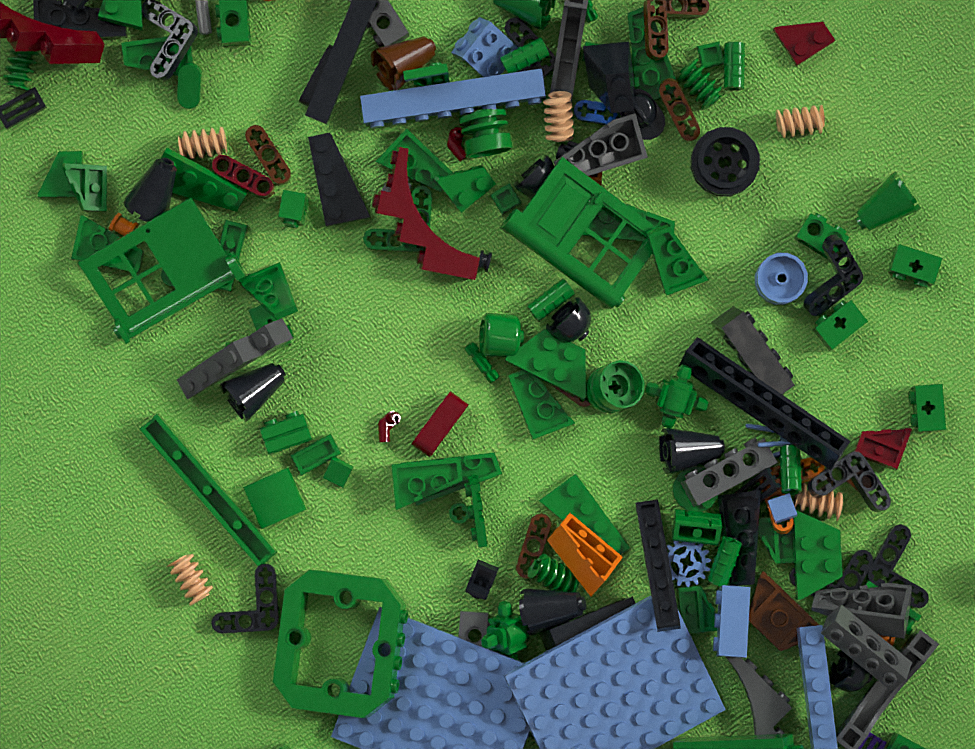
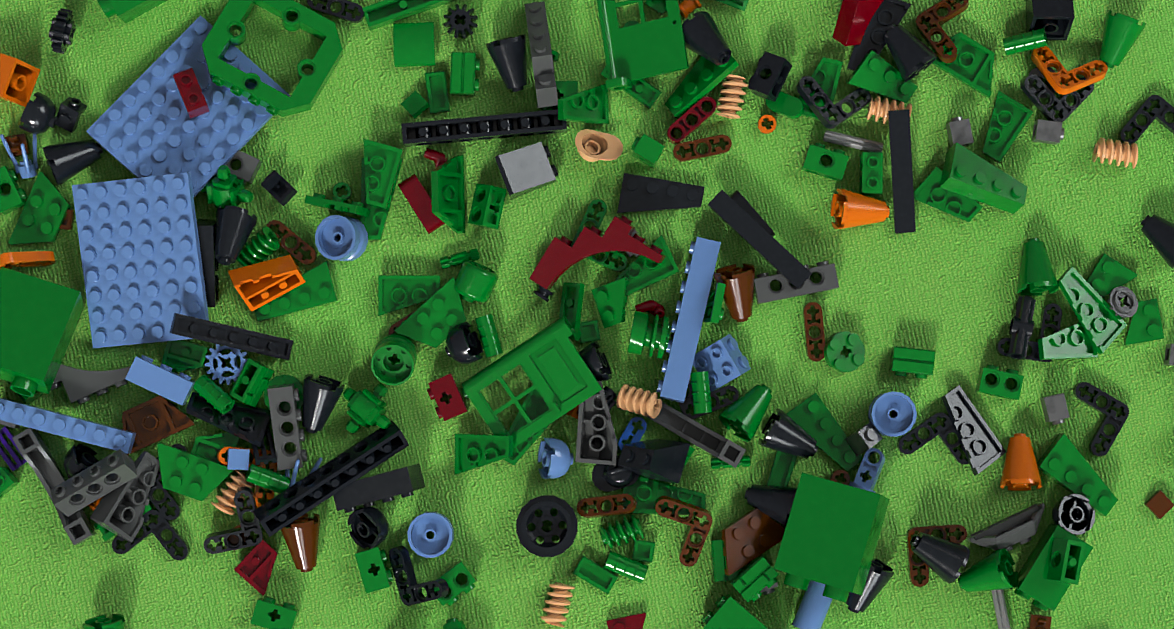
camera: 105 degrees right, 0 degrees up
(177, 106) = (770, 87): none -> black brick
(209, 97) = (770, 119): none -> orange bush
(238, 455) = (460, 13): none -> black gear
(308, 262) = (598, 145): none -> light nougat piece
(335, 390) = (482, 128): none -> black brick
(362, 327) = (526, 169): none -> slope
(416, 353) = (487, 206): none -> green brick
(418, 399) = (448, 193): none -> green wing
(418, 709) = (191, 93): none -> dark red brick
(485, 225) = (572, 306): none -> green plate
(509, 492) = (341, 238): none -> medium blue wheel
(636, 305) = (456, 406): none -> dark red brick
(652, 181) = (554, 457): none -> medium blue cylinder
(754, 95) = (595, 574): none -> green tile
(798, 346) = (368, 527): none -> black cylinder
(840, 408) = (303, 541): none -> reddish brown cone

